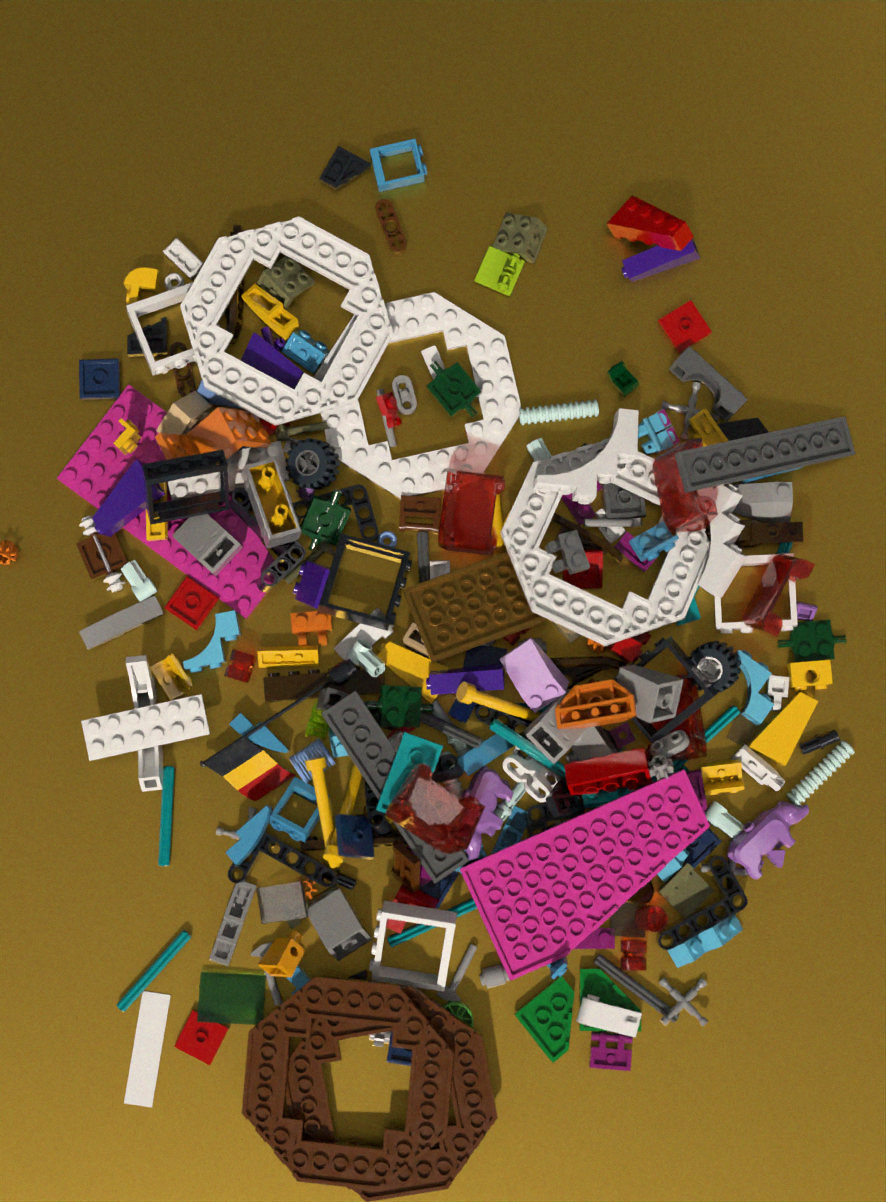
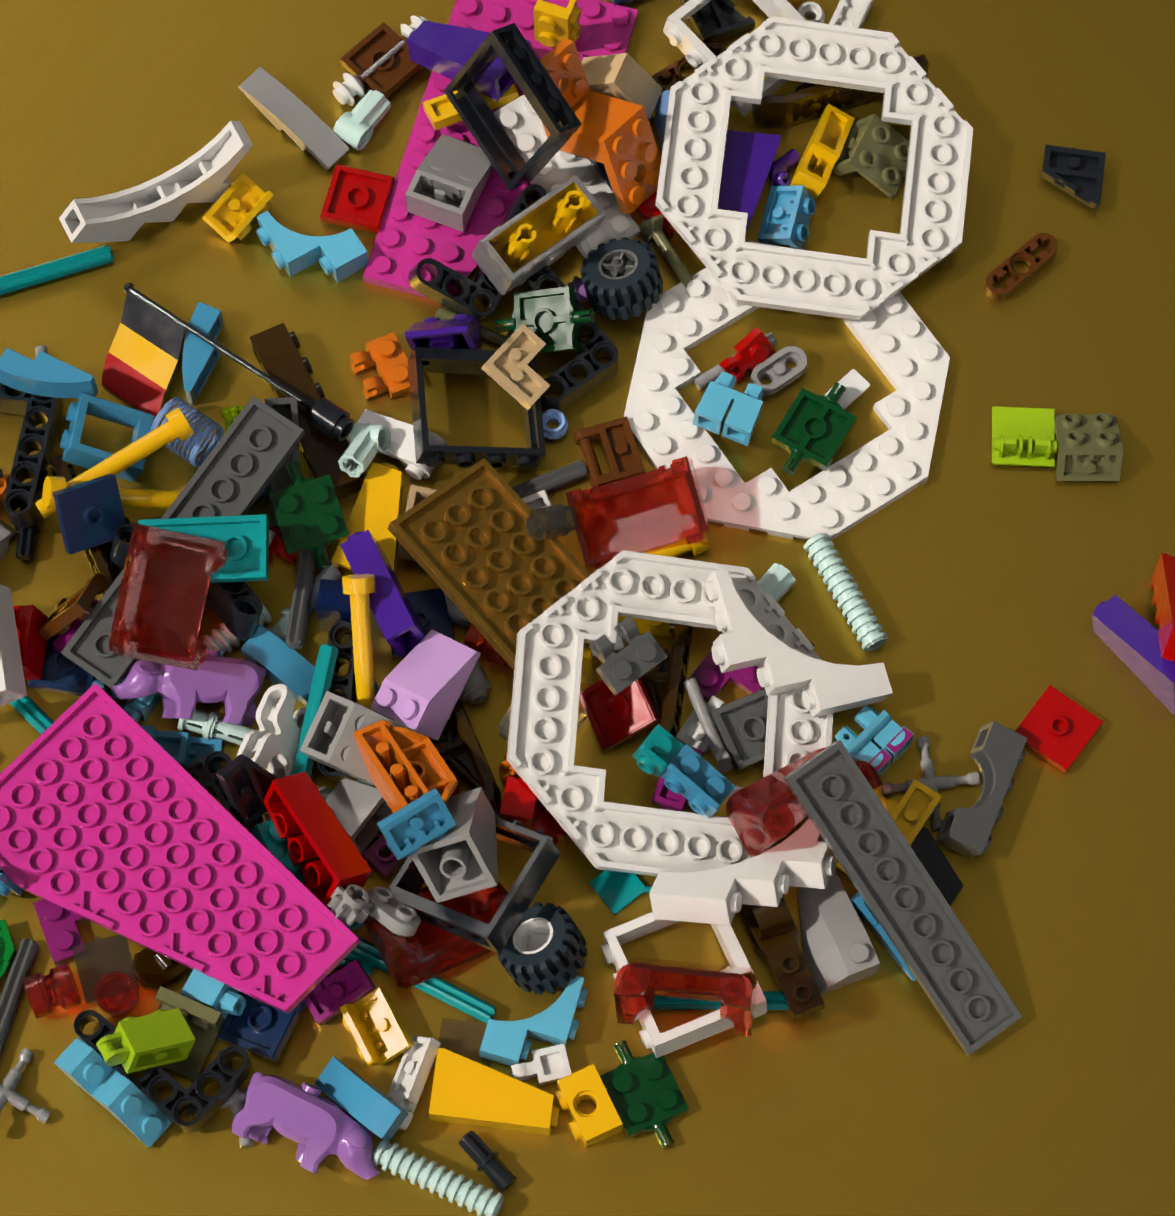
camera: 70 degrees right, 15 degrees down
(145, 727) = (152, 189): white plate -> none
(240, 666) = (289, 291): clear red wheel -> none
(288, 656) = (328, 350): yellow plate -> none
(350, 552) = (511, 369): none -> tan plate
(393, 149) = (1099, 215): dark azure window -> none
(424, 434) = (743, 412): none -> medium azure hips
(460, 565) = (551, 522): none -> clear smoke brick
(622, 378) = (936, 662): dark green bracket -> none
(629, 558) = (657, 751): none -> teal bracket
(641, 712) = (416, 824): none -> dark azure bracket
(692, 910) = (148, 1041): none -> lime brick
(718, 817) = (311, 1045): light aqua piece -> none
(761, 800) = (361, 1099): none -> dark azure slope
(776, 857) = (279, 1155): medium lavender slope -> none
(806, 611) = (688, 1065): medium lavender slope -> none

